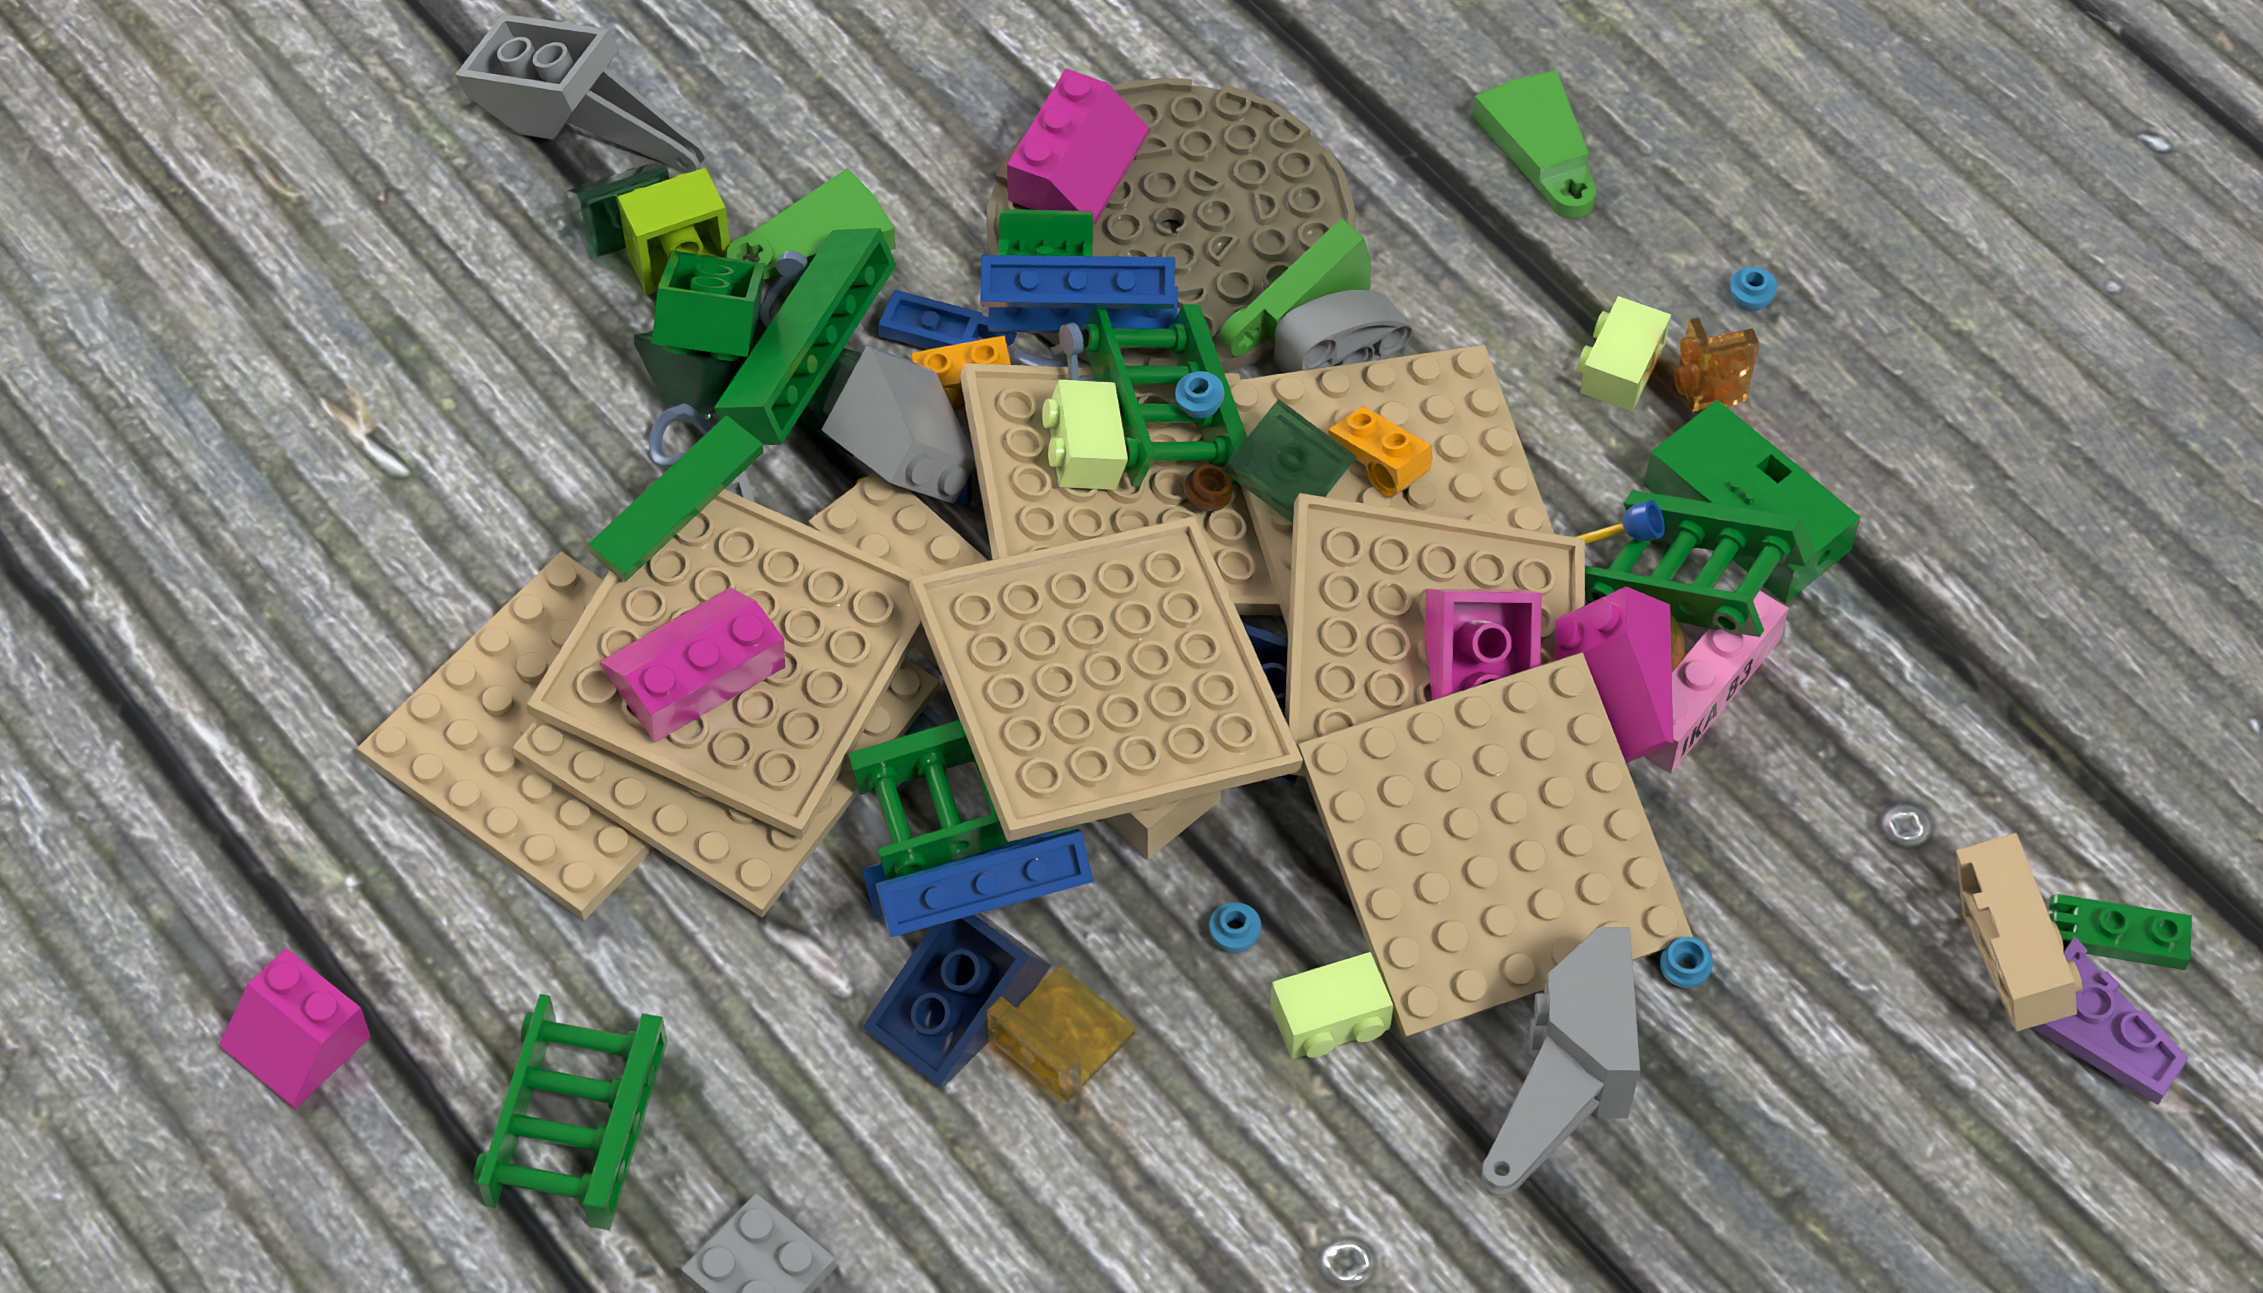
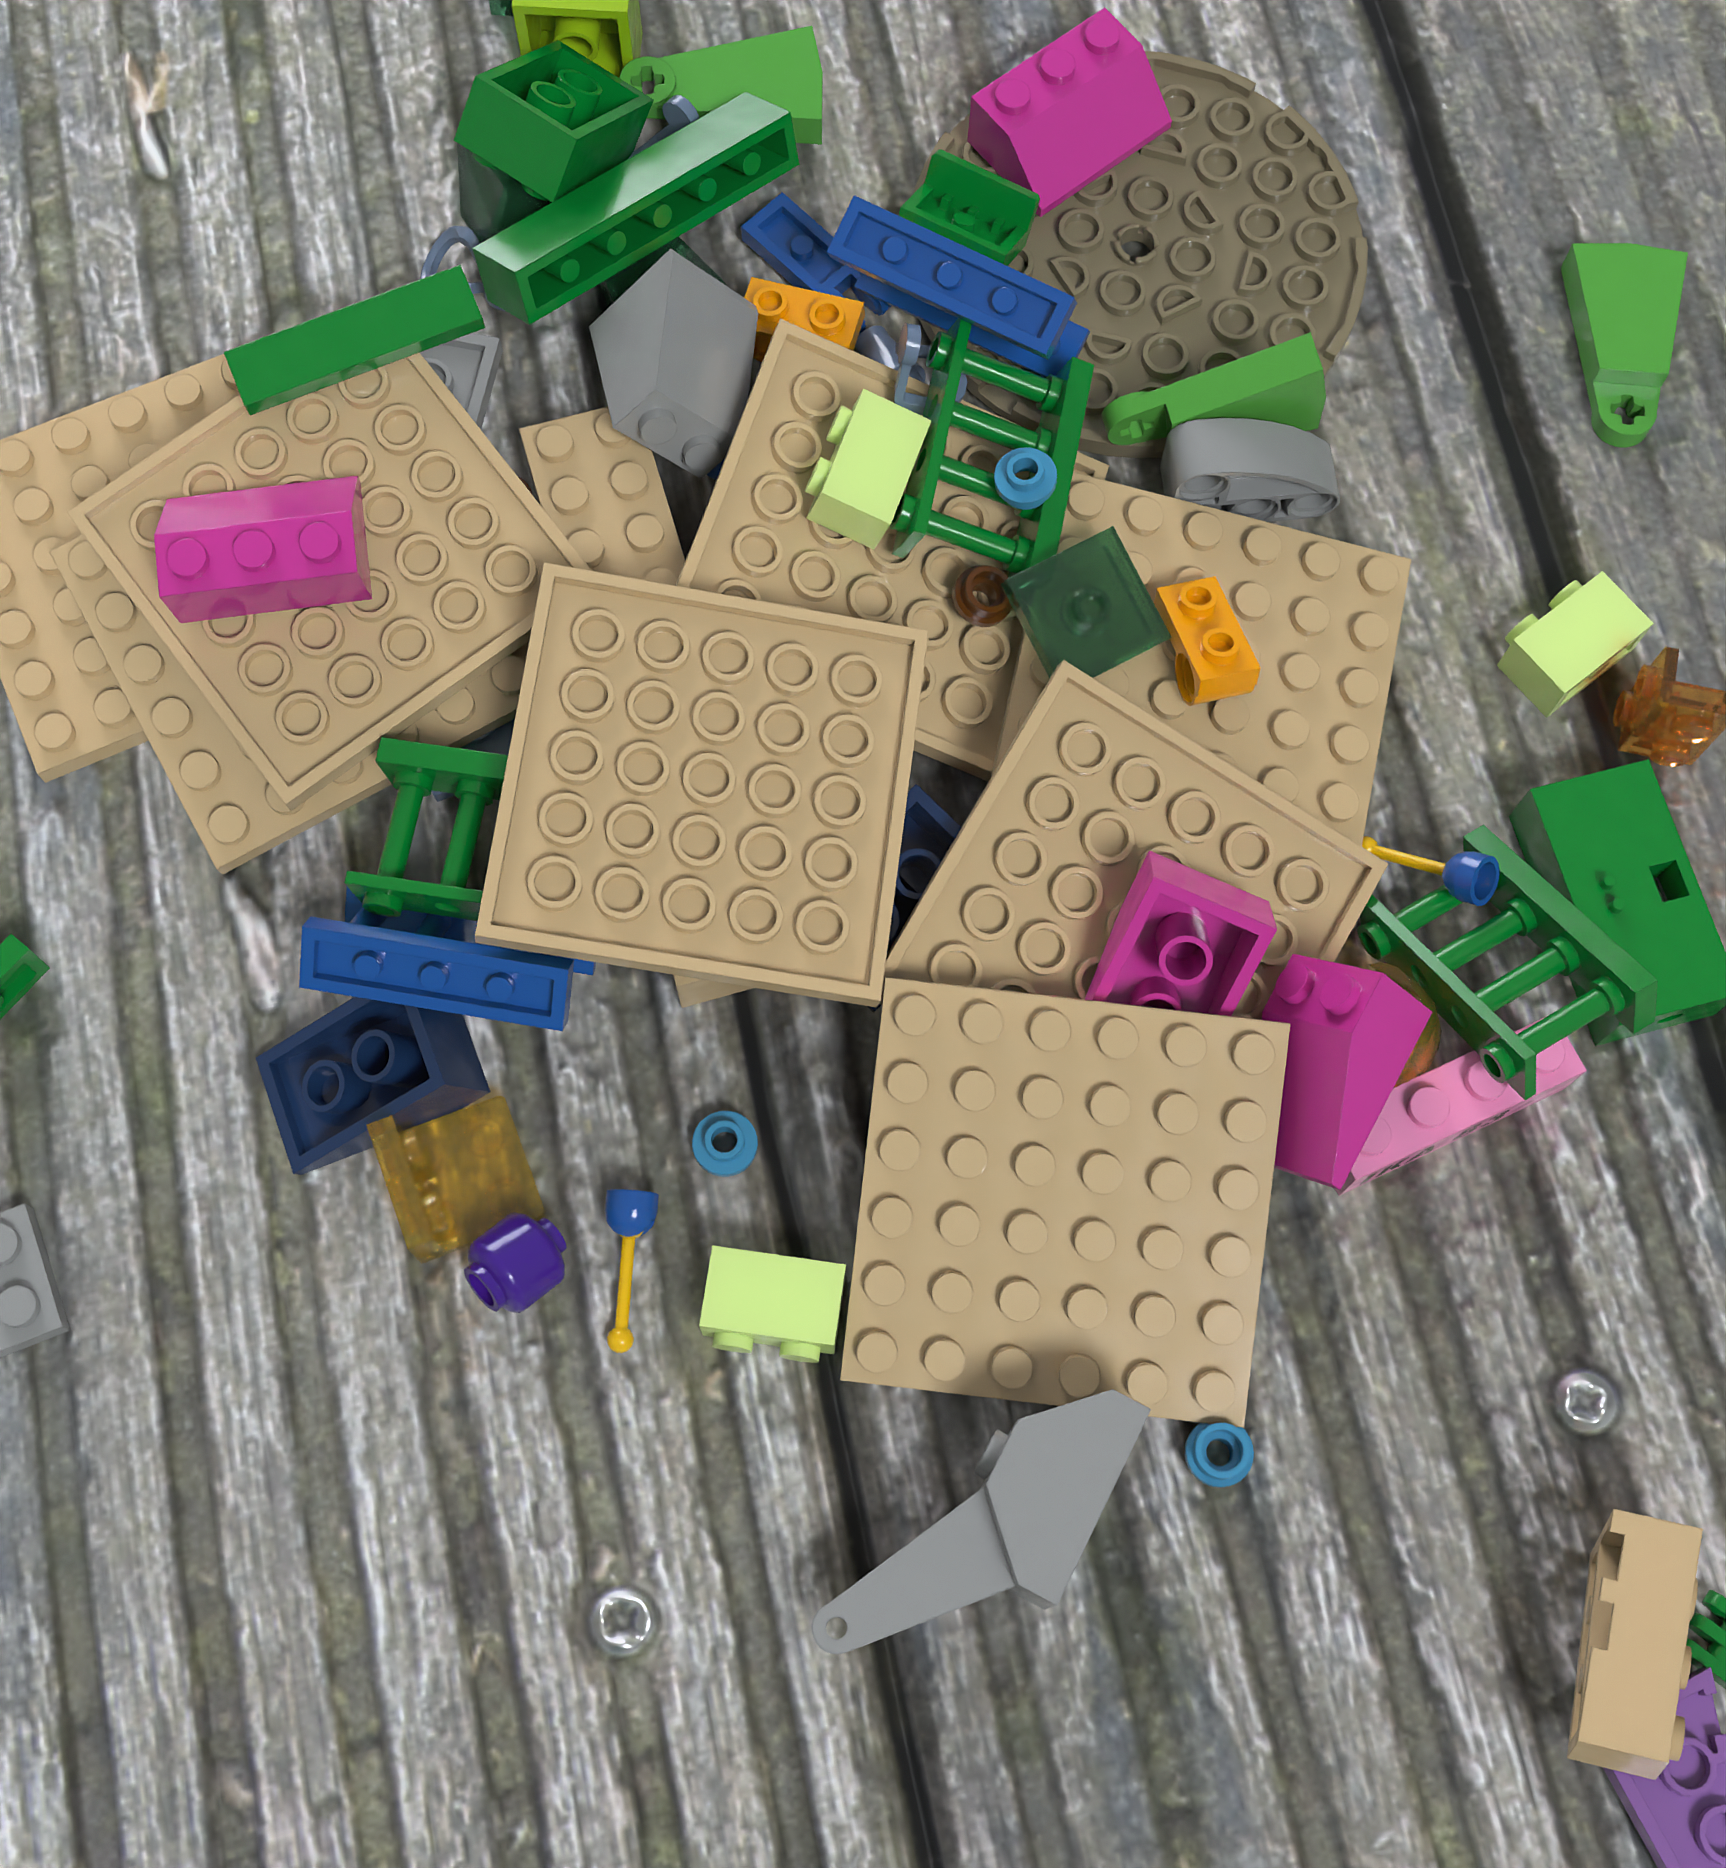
camera: 25 degrees right, 15 degrees up
(1137, 1064) = (516, 1262): none -> dark purple head
(1197, 1001) = (629, 1215): none -> hinge

